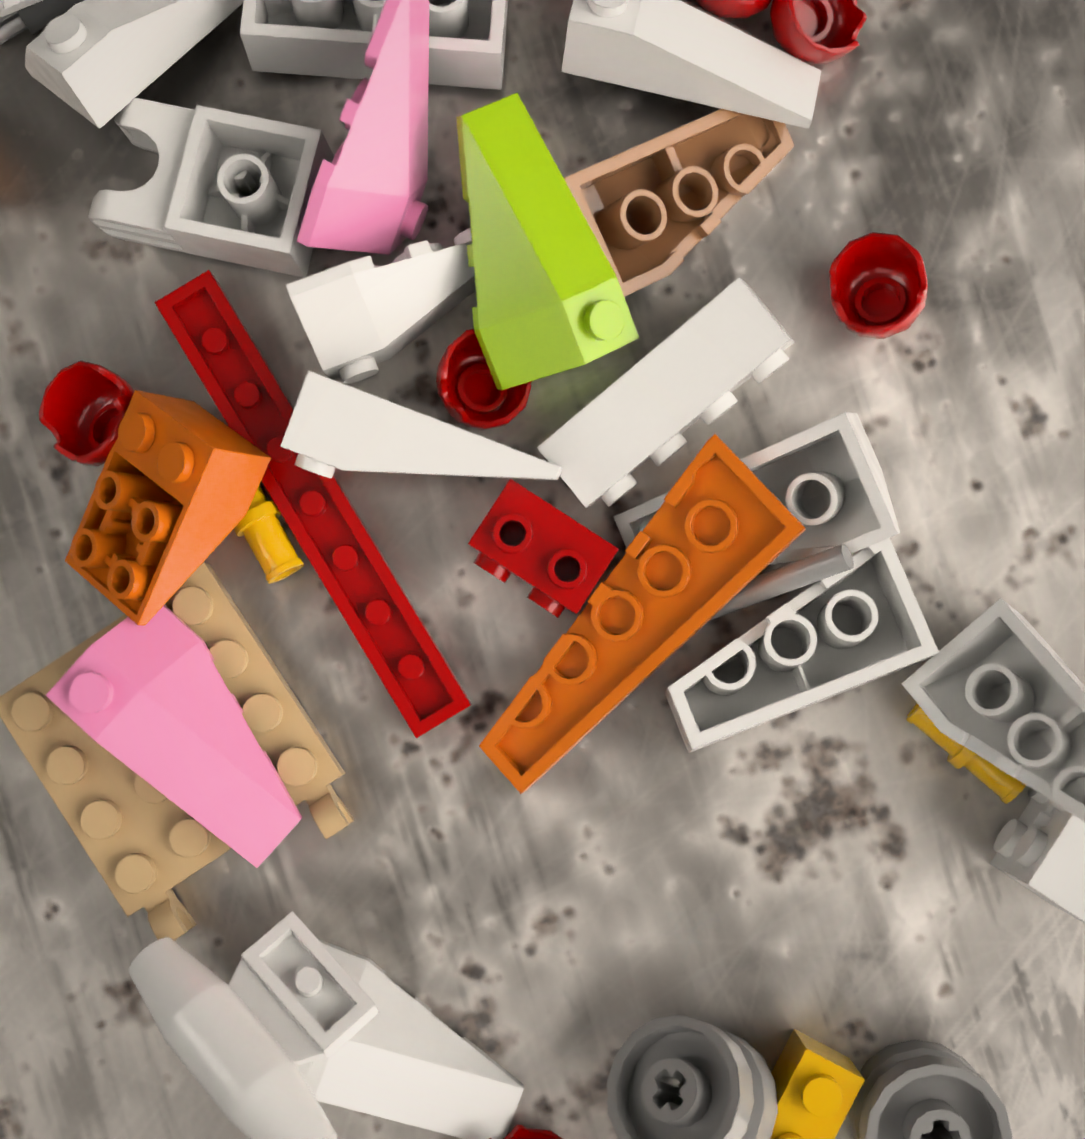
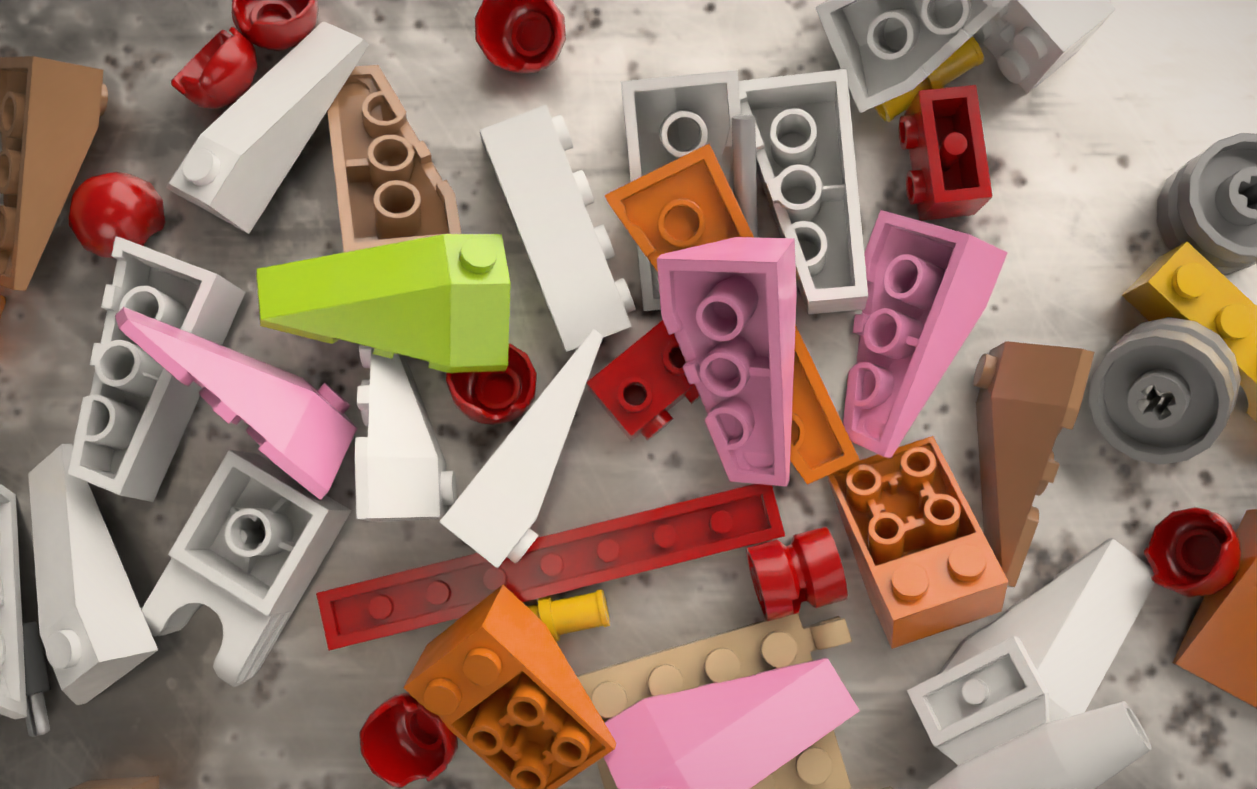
camera: 75 degrees left, 5 degrees down
(380, 761) = (797, 573): none -> red wheel
(454, 878) = (917, 543): none -> orange slope
(609, 621) = (737, 334): none -> bright pink wedge
(631, 952) = (1020, 411): none -> medium nougat wedge
(704, 811) = (920, 308): none -> bright pink wedge
(884, 791) = (945, 153): none -> red brick

